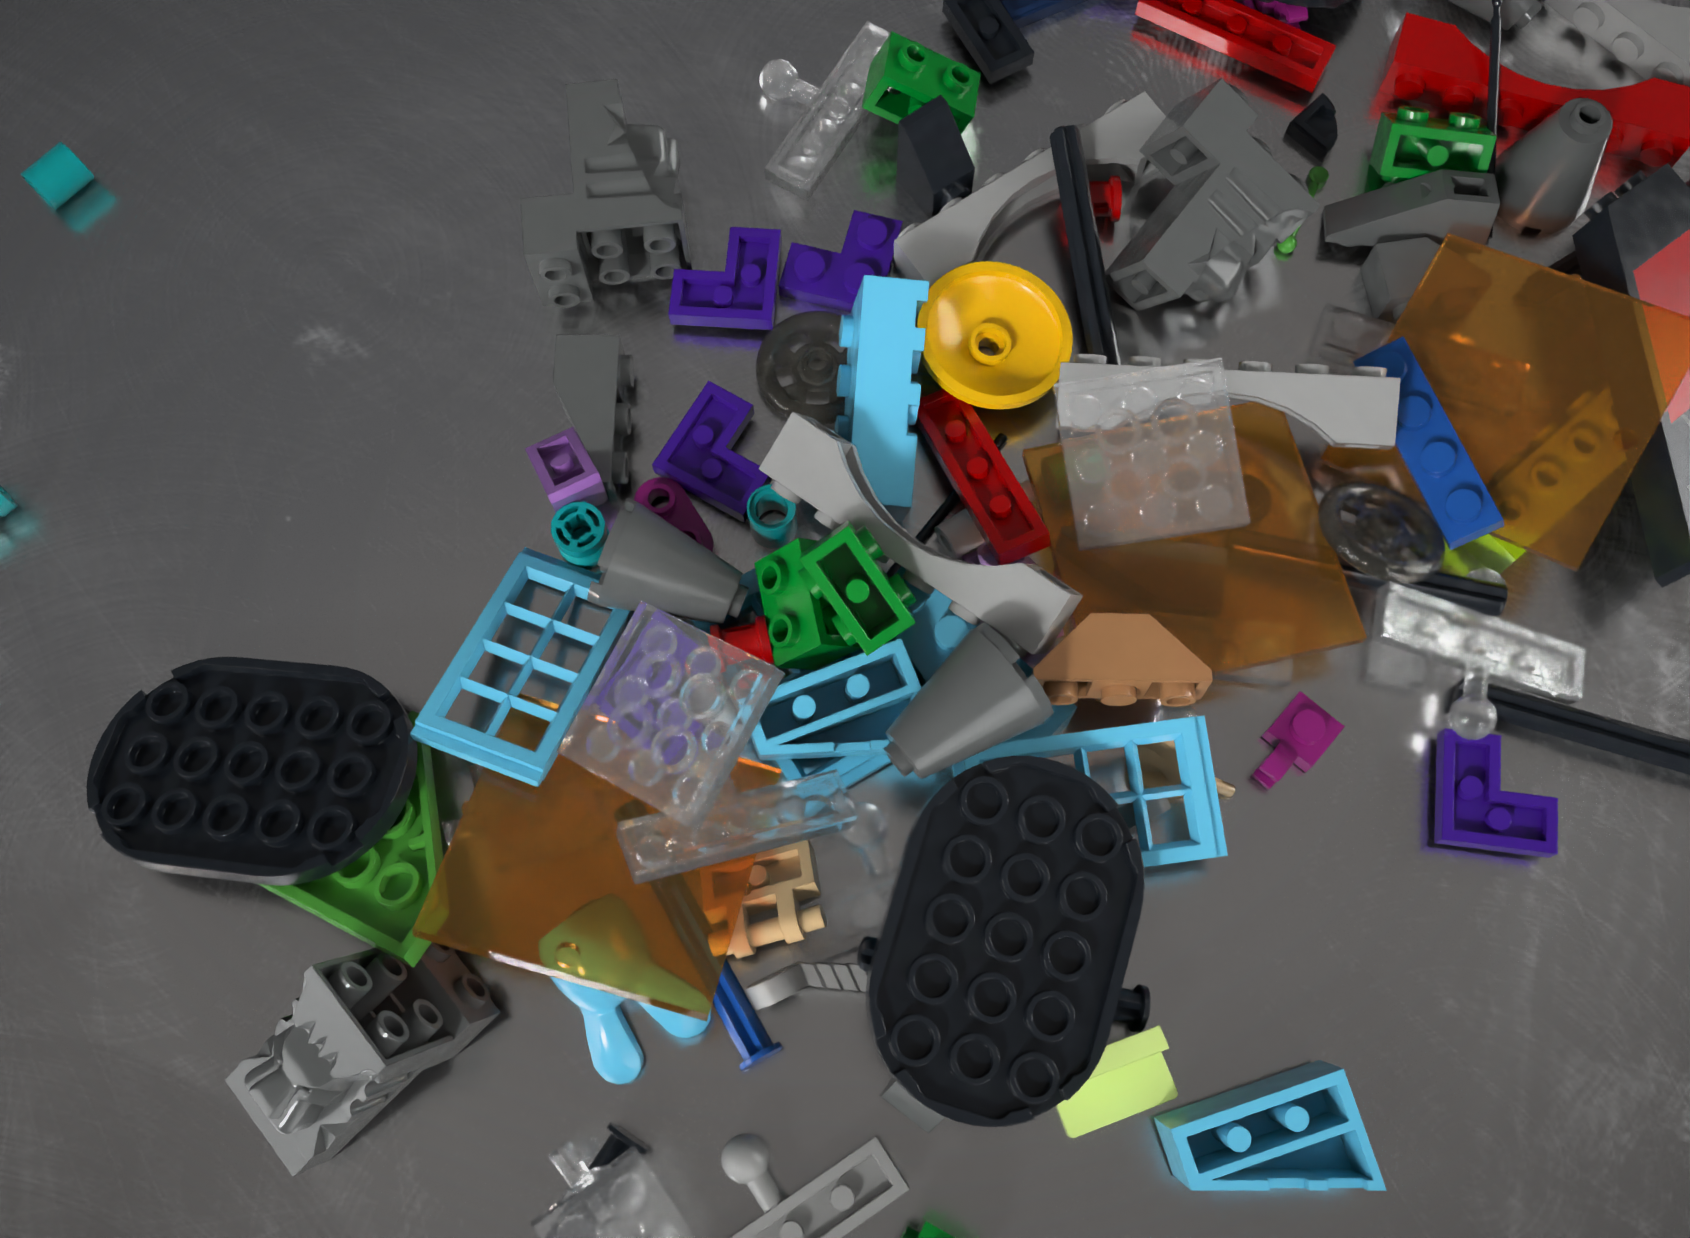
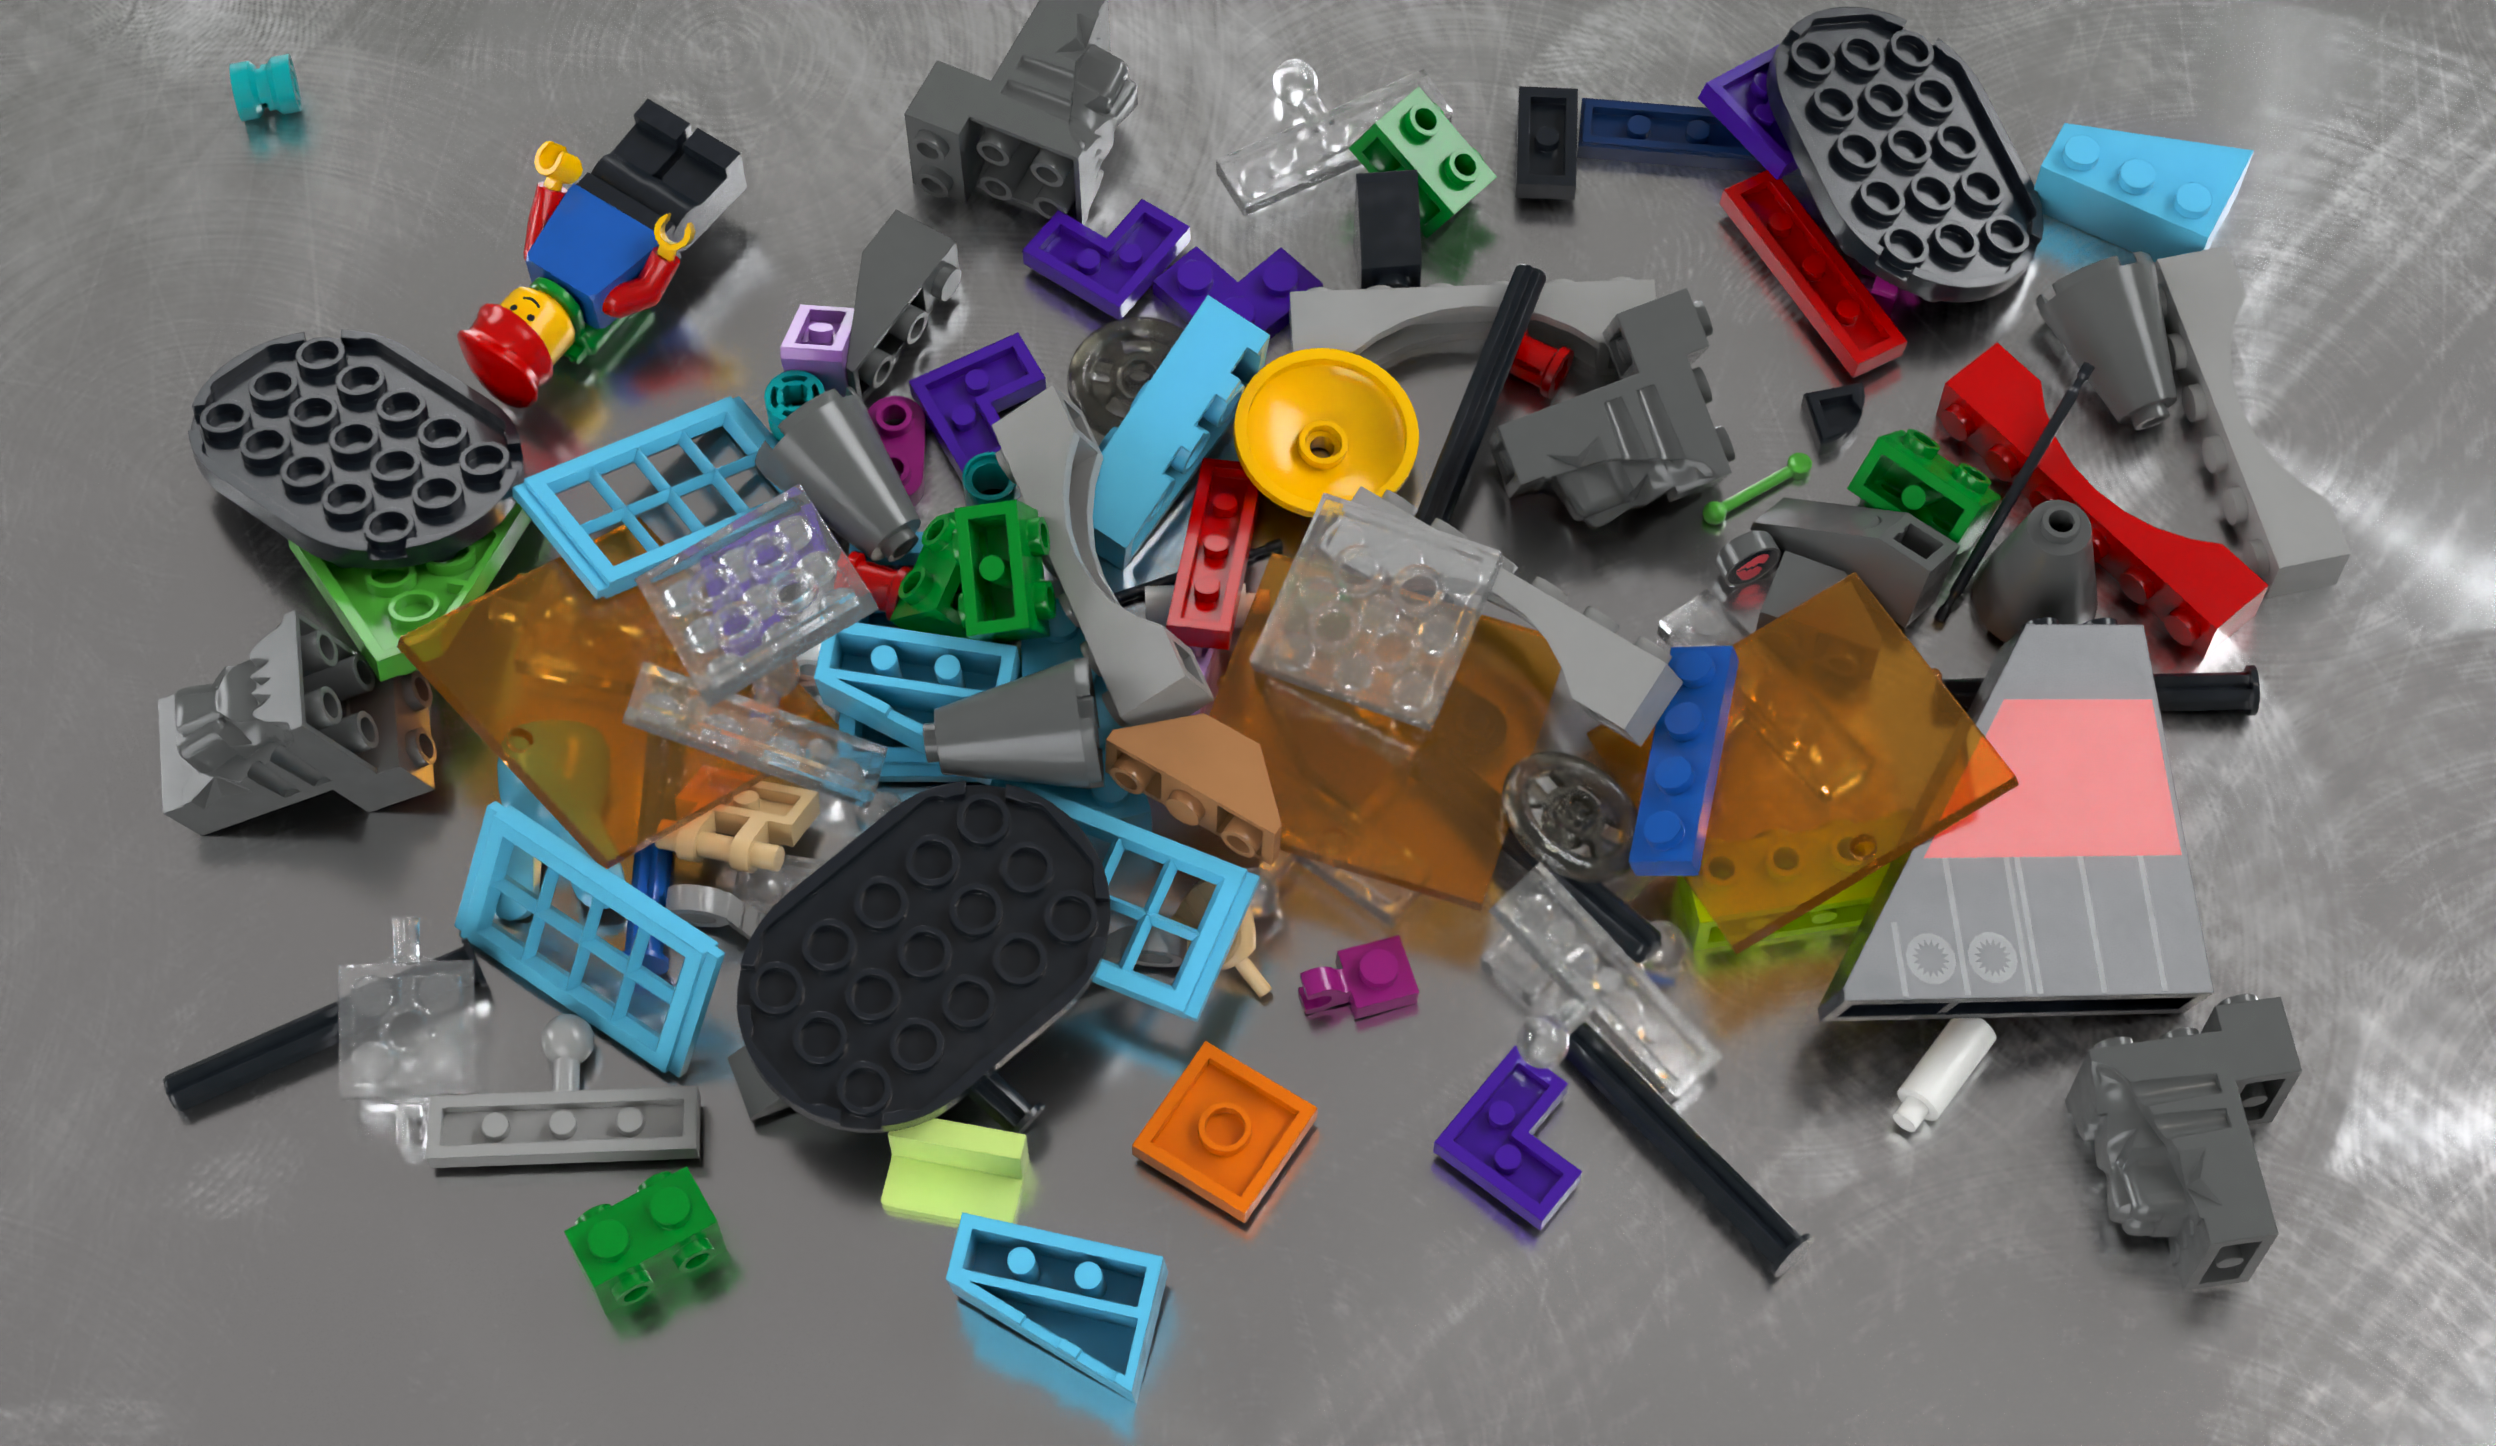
camera: 30 degrees right, 10 degrees down
(345, 491) = (600, 248): none -> piece
(603, 1071) = (698, 975): none -> medium azure piece
(1285, 922) = (1225, 1131): none -> orange plate
(1340, 263) = (1747, 557): none -> dark grey tile

